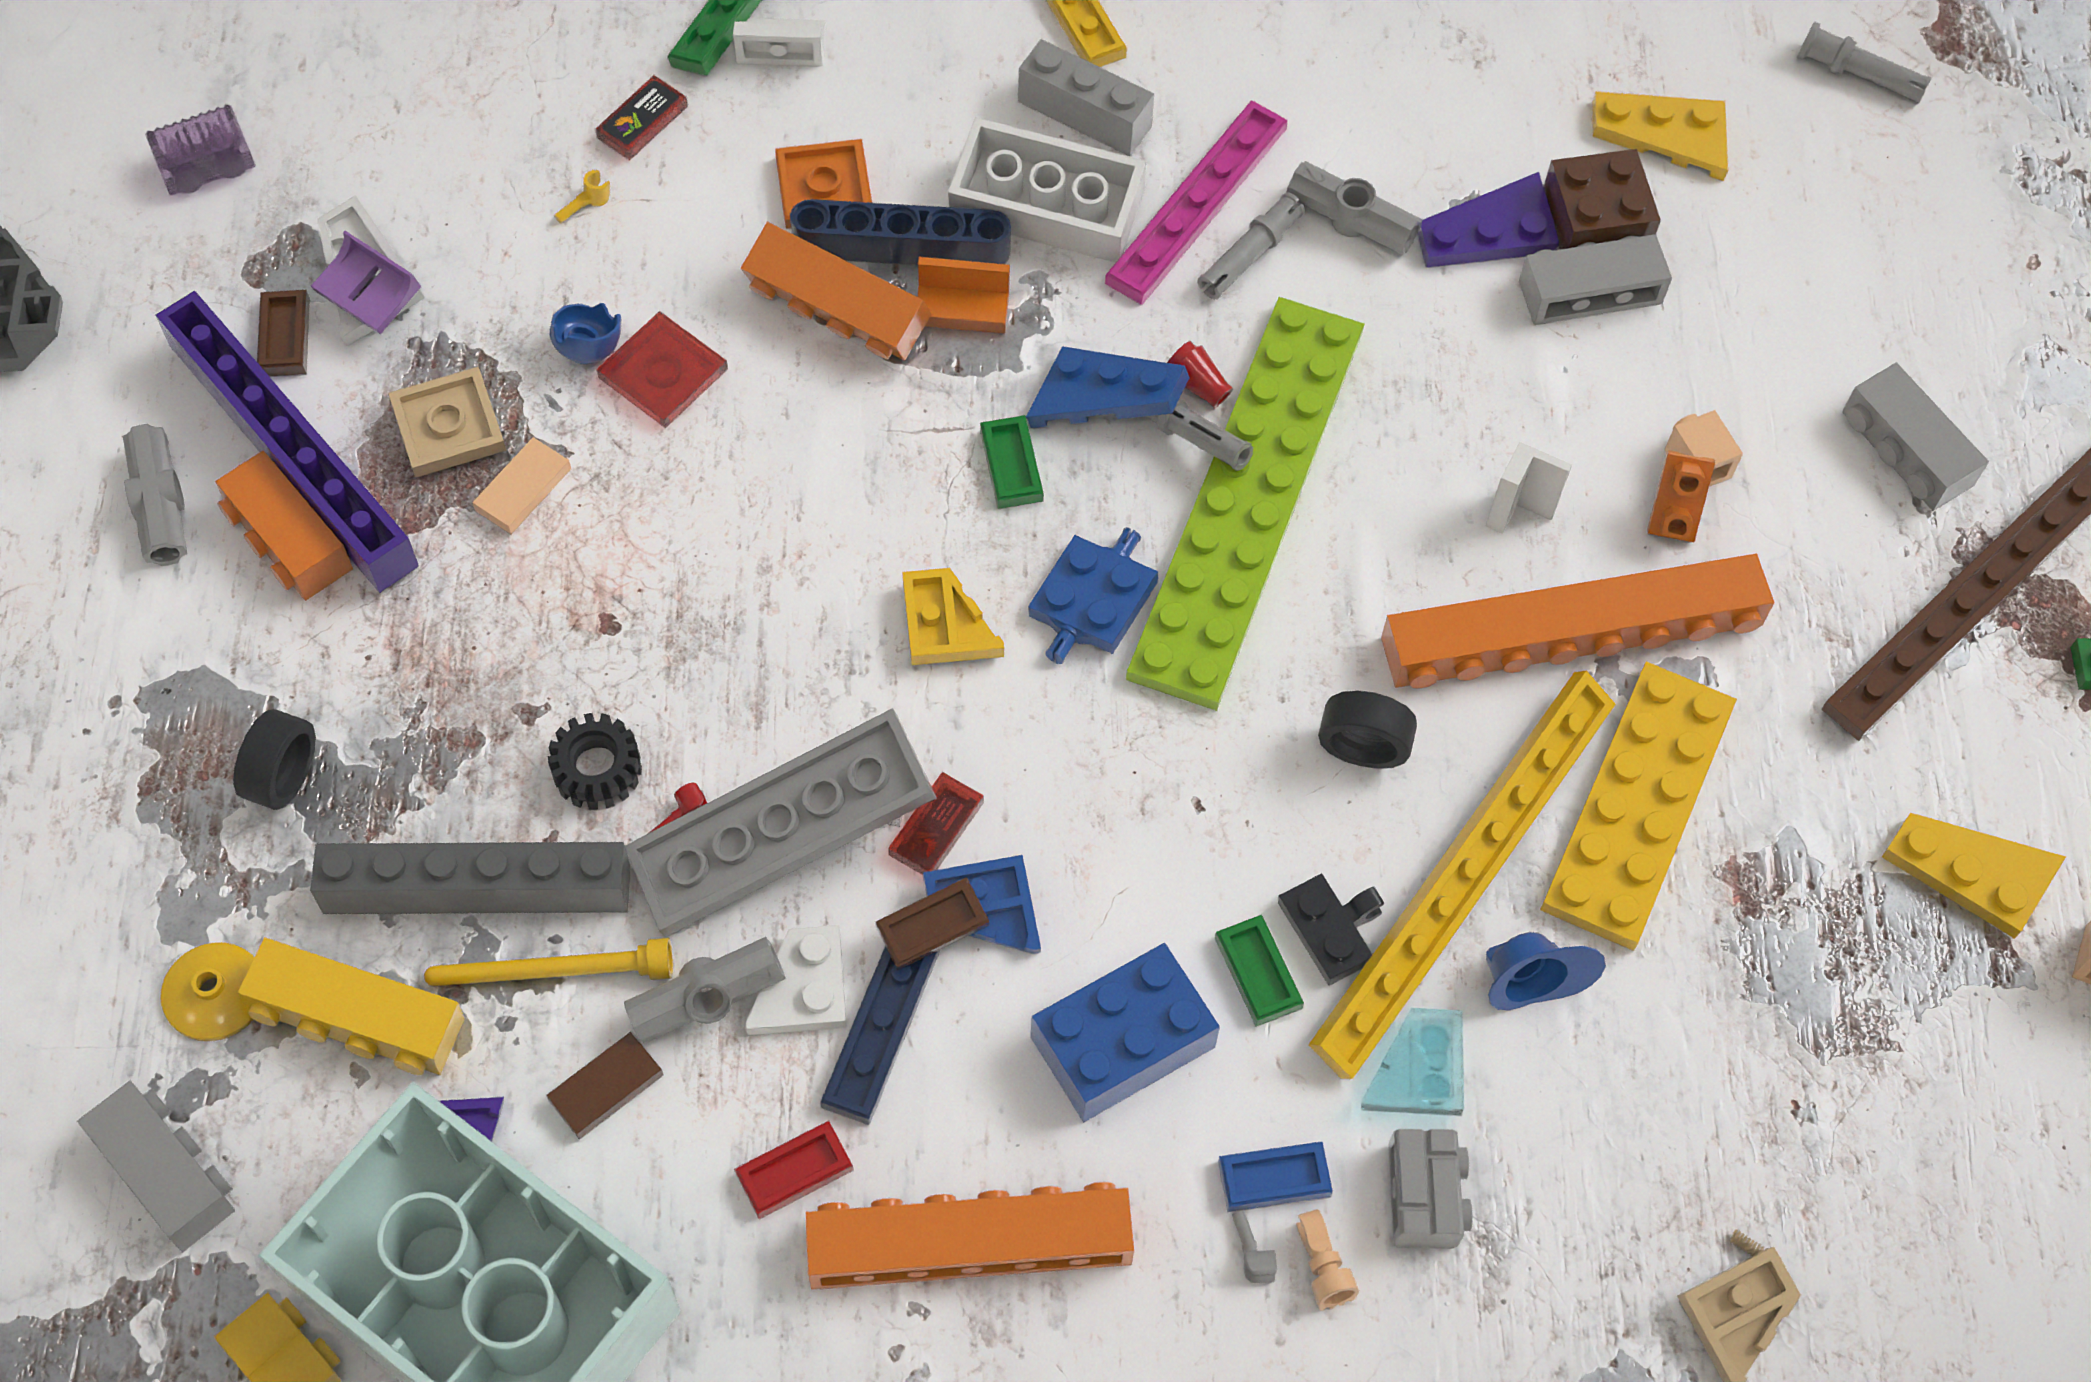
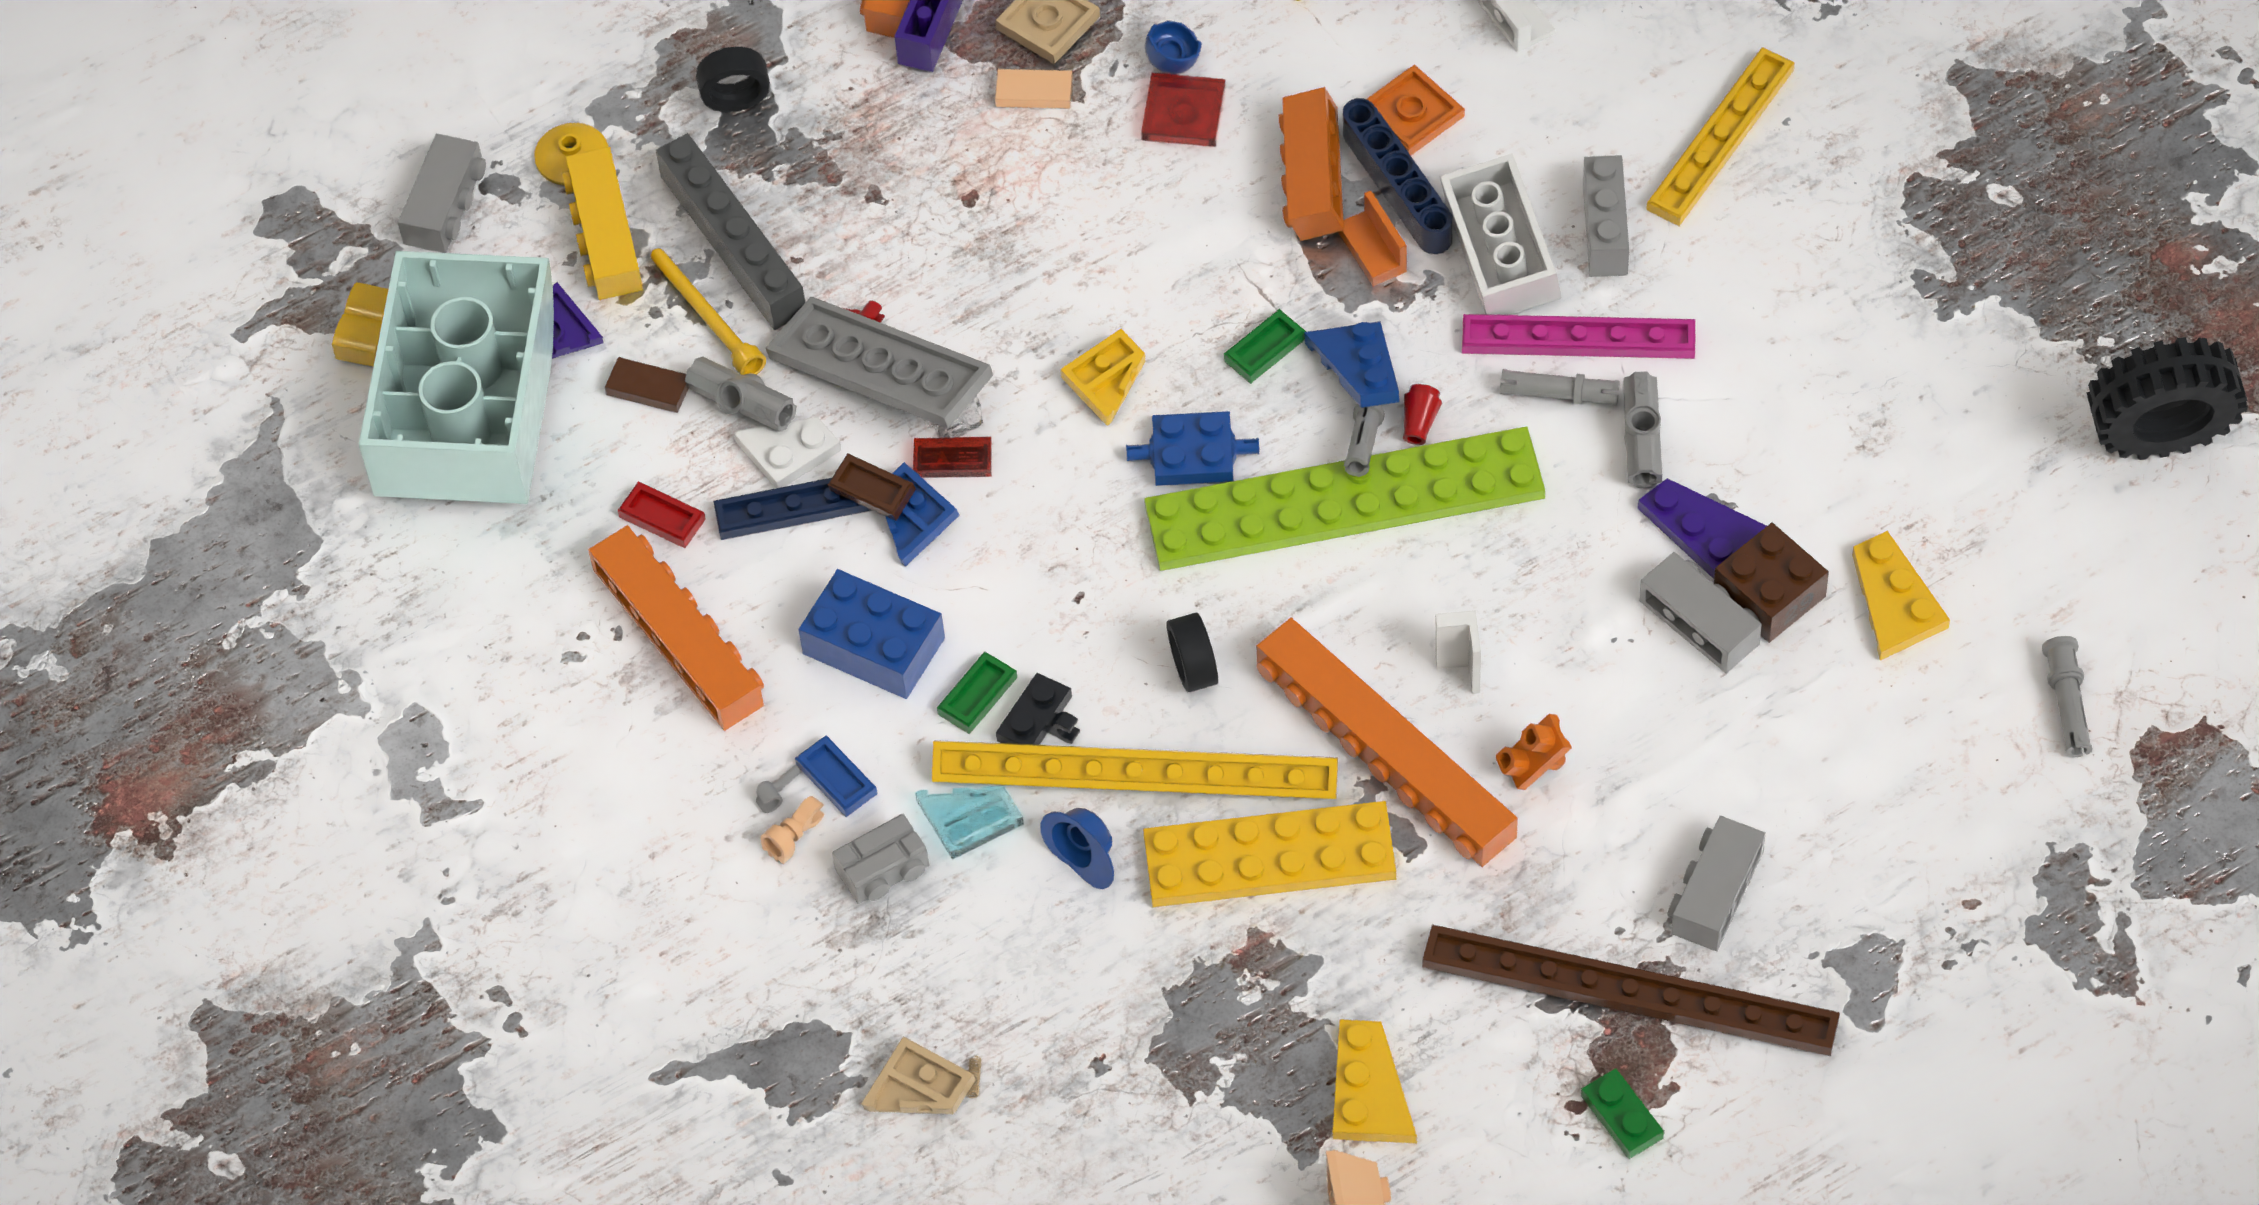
camera: 65 degrees right, 5 degrees down
(585, 737) = (857, 229): black tyre -> none
(1707, 438) = (1596, 752): light nougat brick -> none

